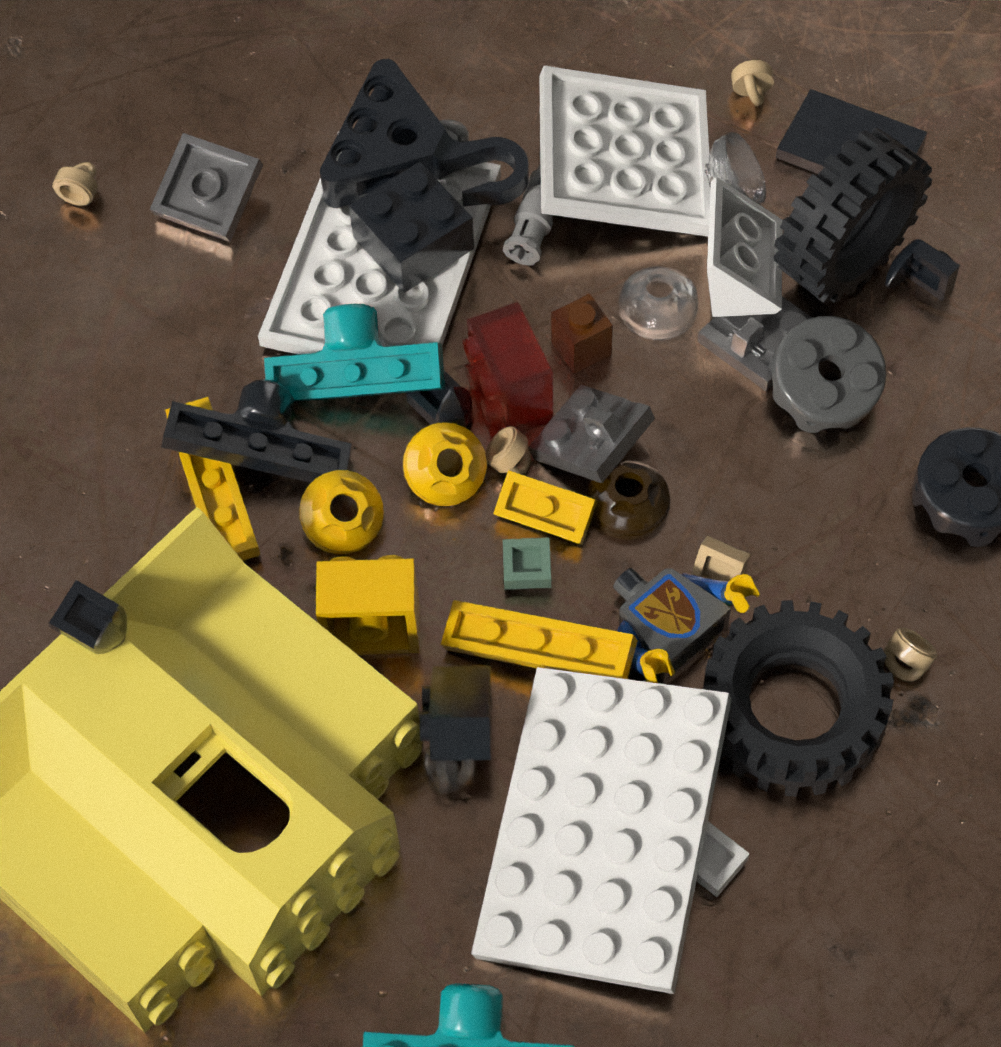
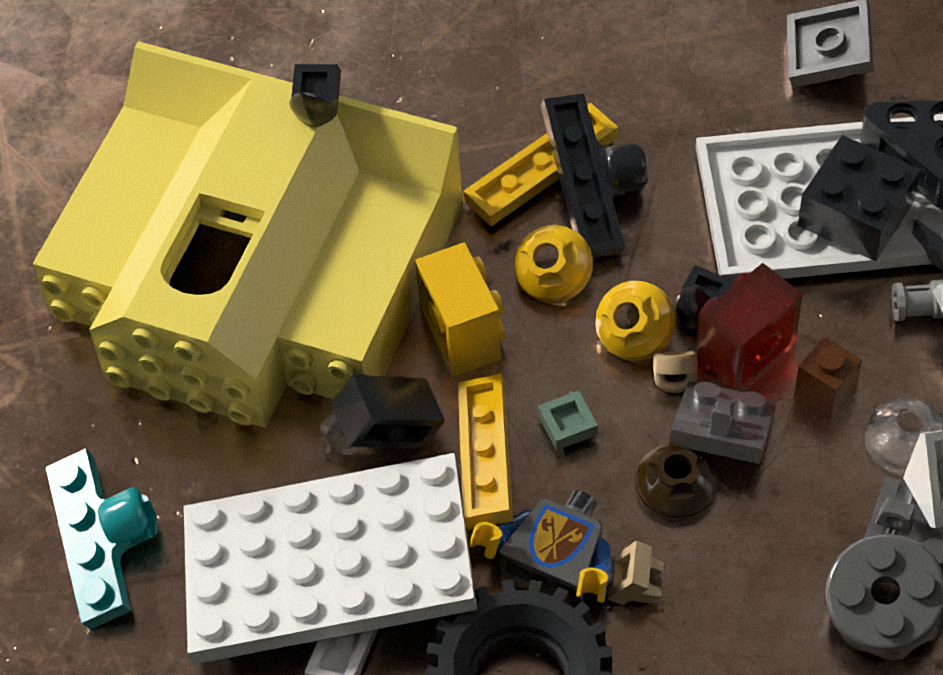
camera: 70 degrees right, 5 degrees down
(356, 362) = (699, 211): teal plate -> none
(545, 507) = (629, 414): yellow plate -> none

